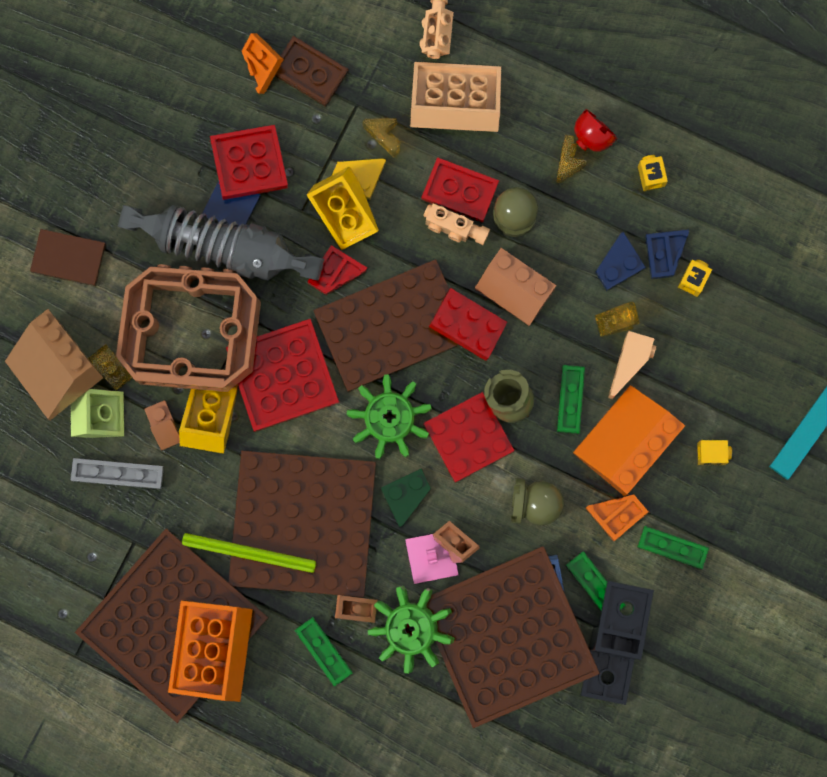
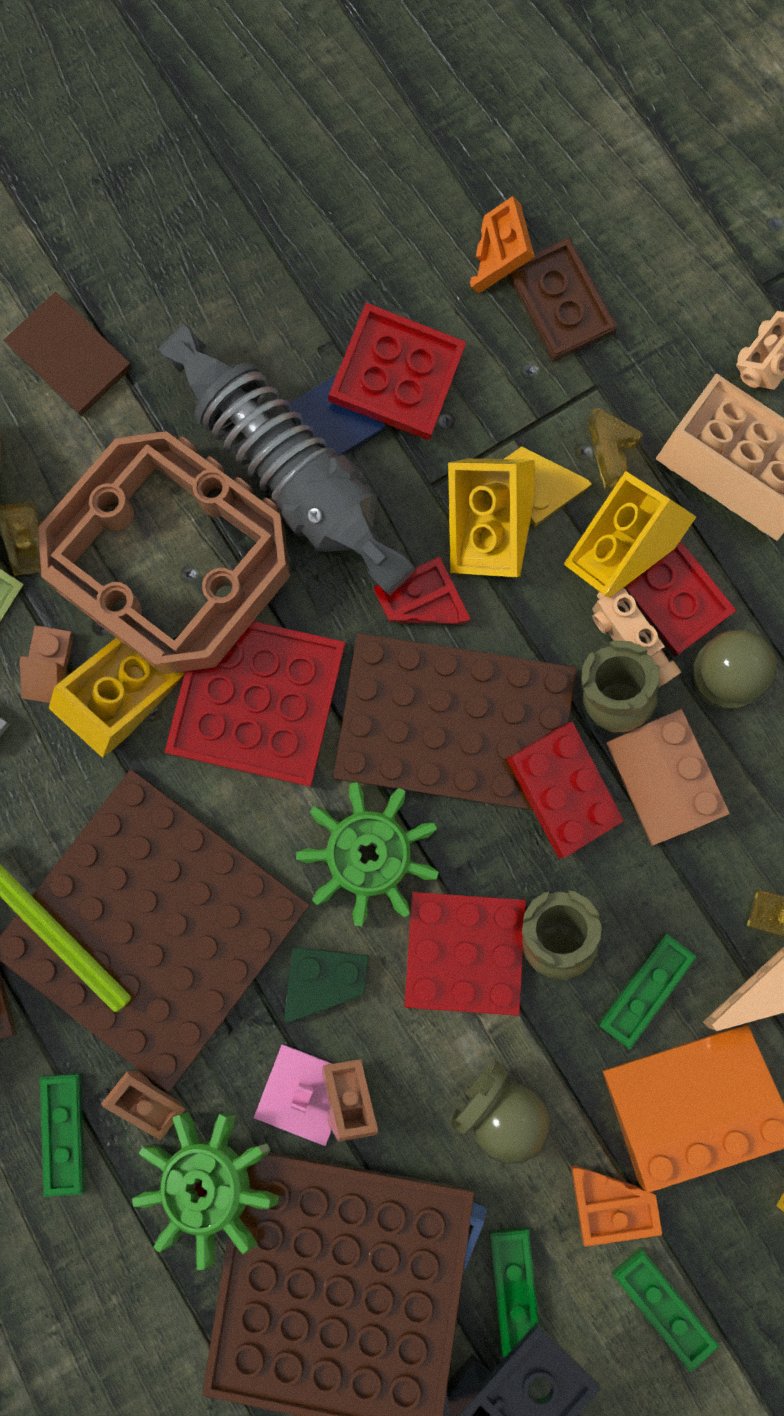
camera: 30 degrees right, 0 degrees up
(420, 176) = (628, 536): none -> yellow slope
(463, 255) = (620, 686): none -> olive tile

